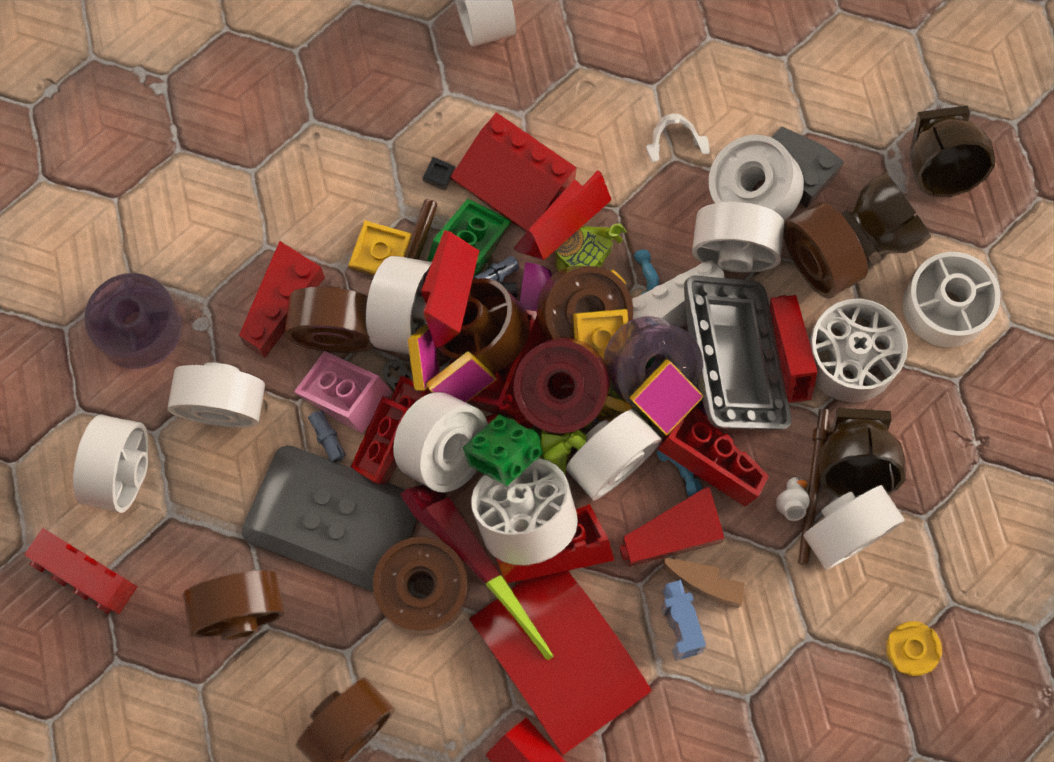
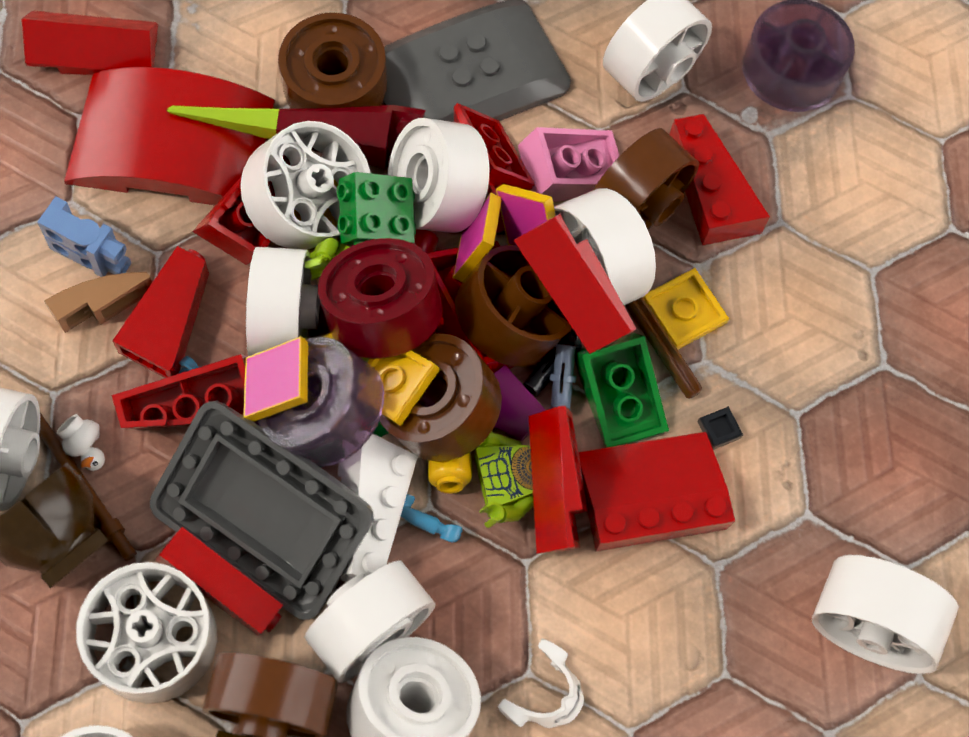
camera: 125 degrees right, 5 degrees down
(326, 436) = (540, 119): sand blue pin -> none

